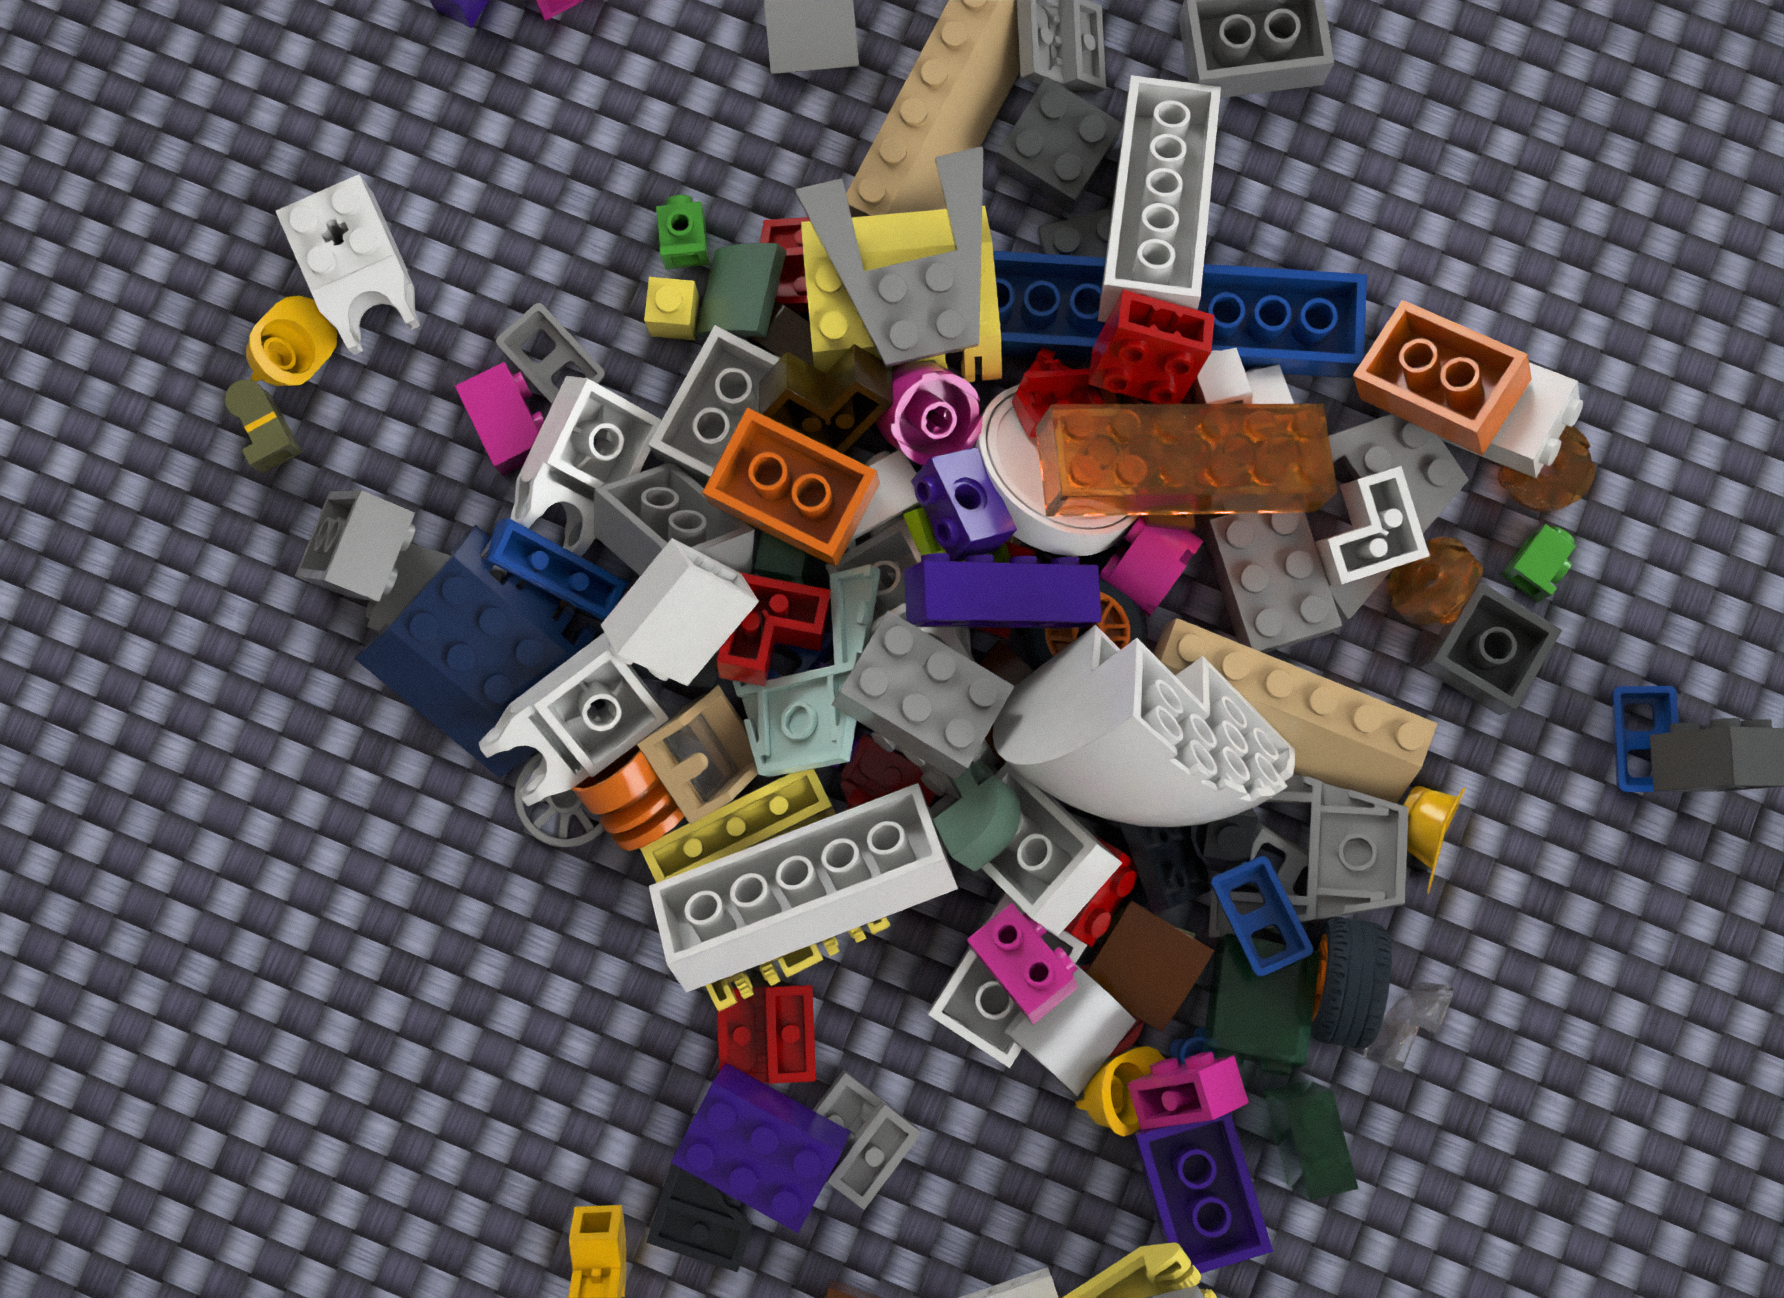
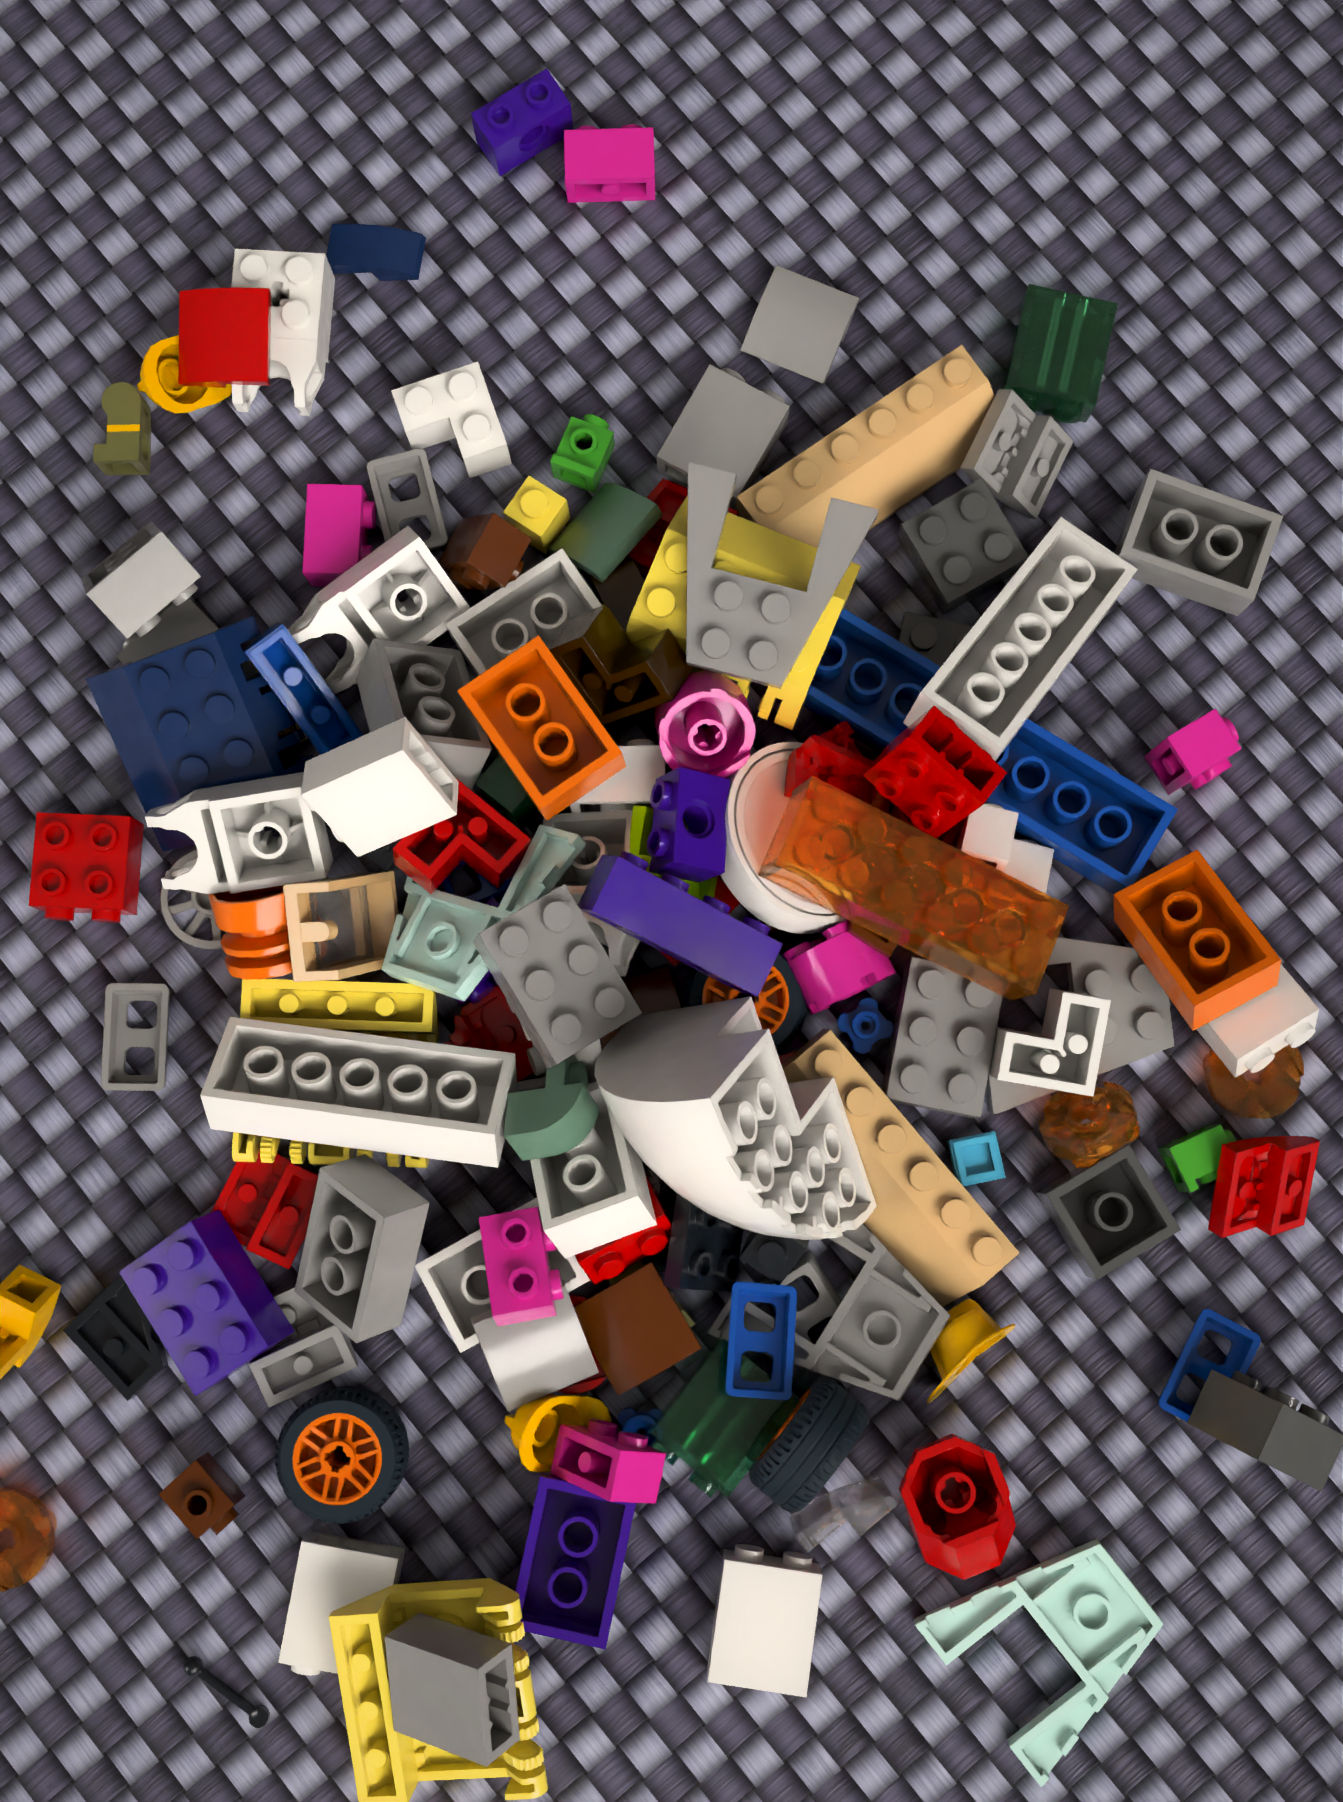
camera: 30 degrees right, 0 degrees up
(310, 293) = (224, 337): none -> red slope
(399, 148) = (375, 249): none -> dark blue slope
(441, 826) = (86, 866): none -> red brick
(551, 250) = (458, 408): none -> white brick
(554, 960) = (120, 1037): none -> light grey piece
(647, 364) = (484, 553): none -> reddish brown brick
(794, 148) = (724, 428): none -> light grey brick
(874, 1023) = (361, 1247): none -> light grey brick
(931, 1240) = (317, 1475): none -> wheel
(1185, 606) = (861, 1038): none -> blue plate
(1310, 1139) = (695, 1567): clear green brick -> none
(1354, 220) = (1195, 753): none -> dark pink brick
(1354, 664) = (976, 1158): none -> medium azure tile
(1395, 1156) = (765, 1621): none -> white brick
(1502, 965) = (958, 1506): none -> red brick
(1607, 556) = (1263, 1184): none -> red slope
(1658, 999) = (1088, 1615): none -> light aqua wing

